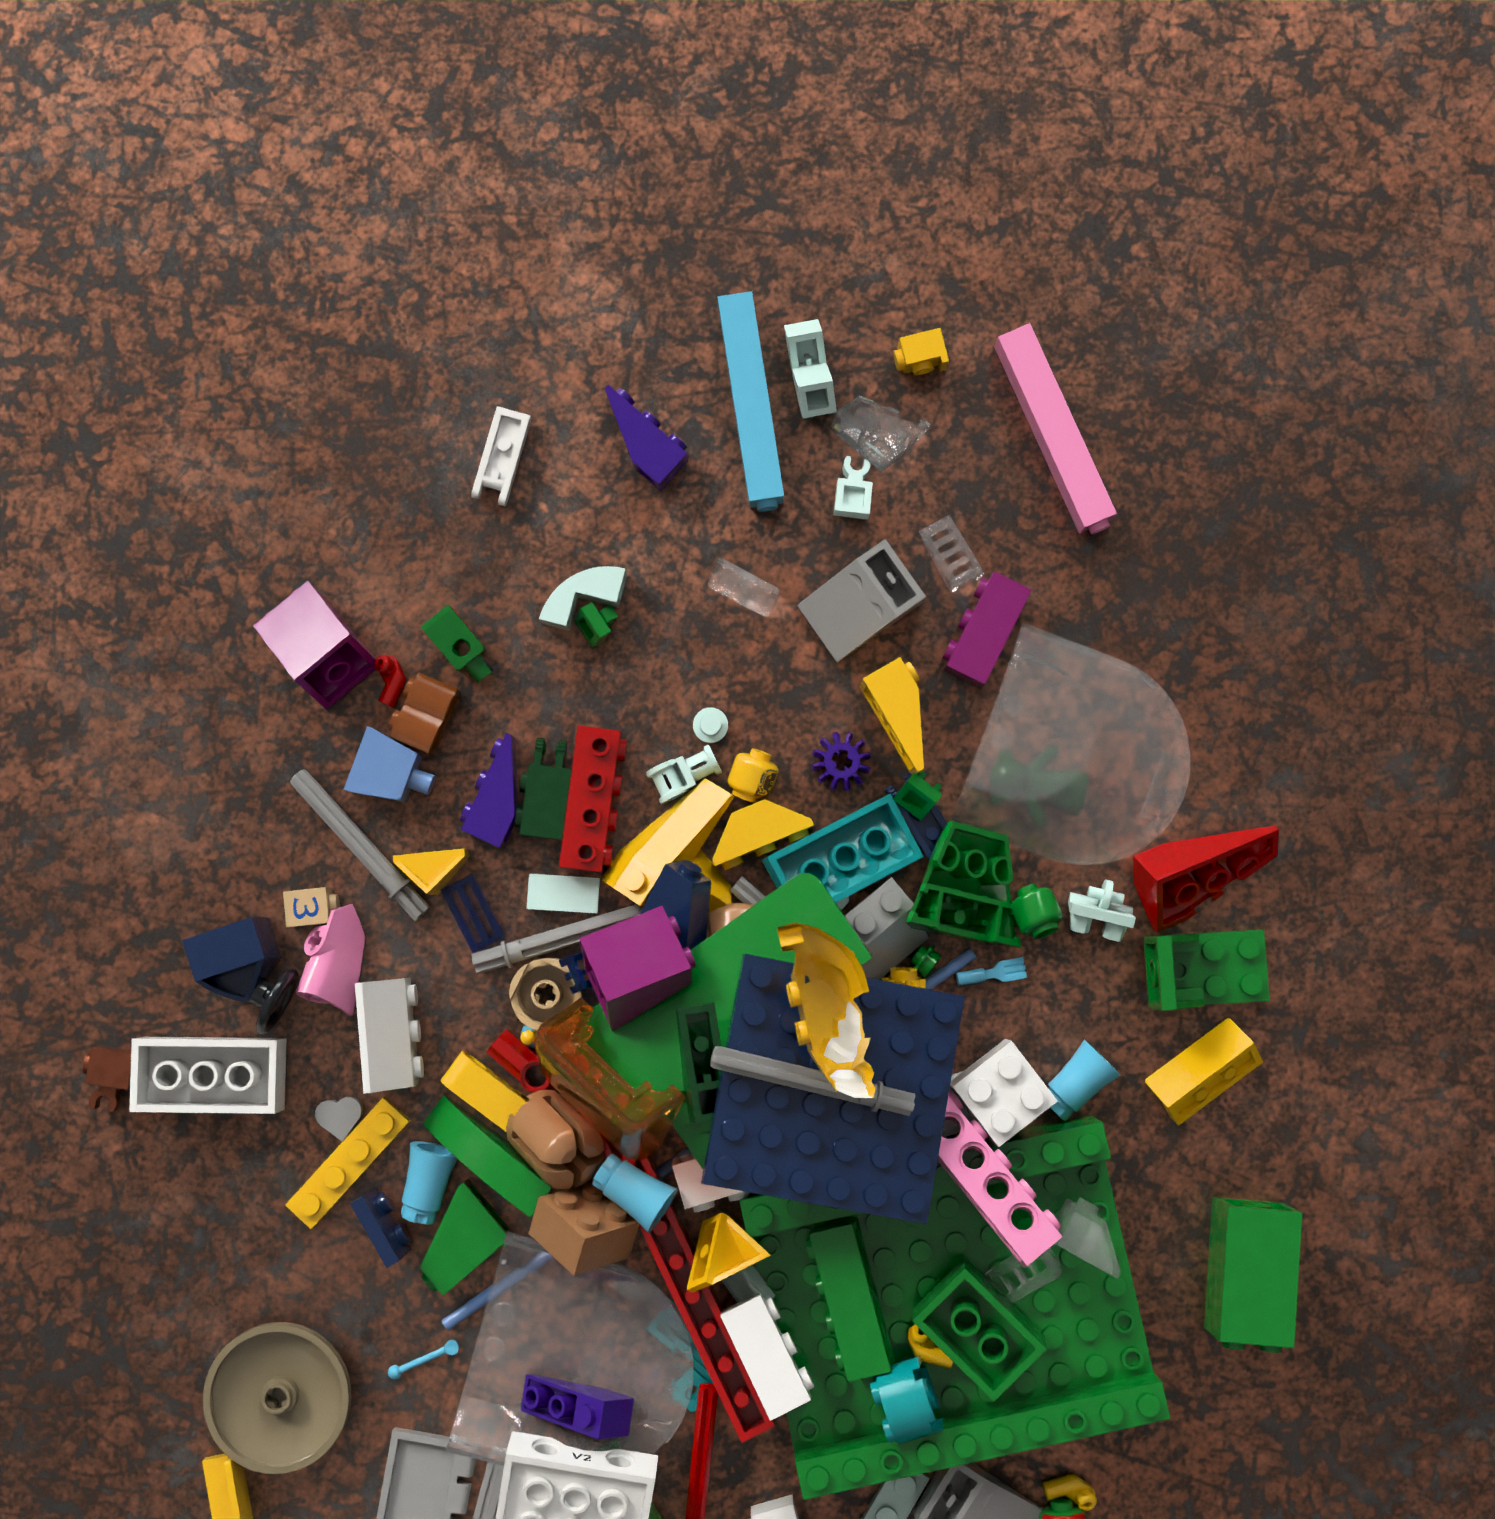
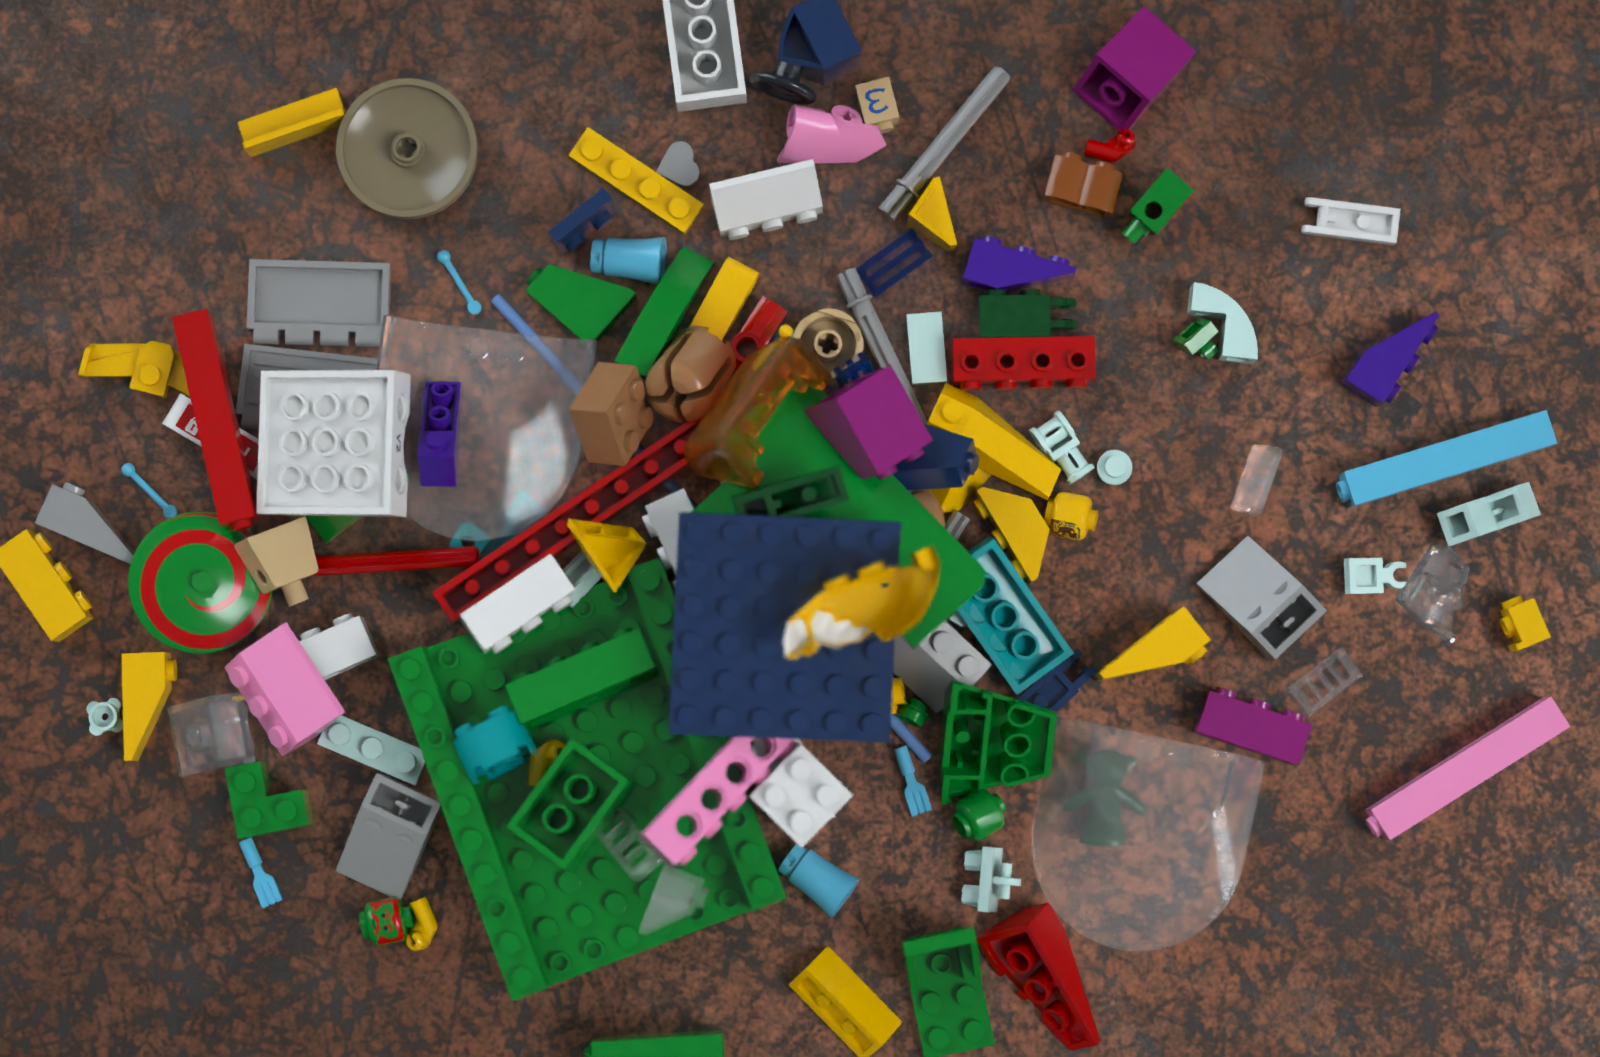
camera: 75 degrees right, 0 degrees up
(387, 769) = (1022, 157): medium blue torso -> none
(634, 1191) = (654, 456): medium azure plant -> none
(806, 1079) = (791, 598): light grey axle -> none
(852, 757) = (1104, 611): dark purple gear -> none
(918, 795) = (1076, 680): green tile -> none

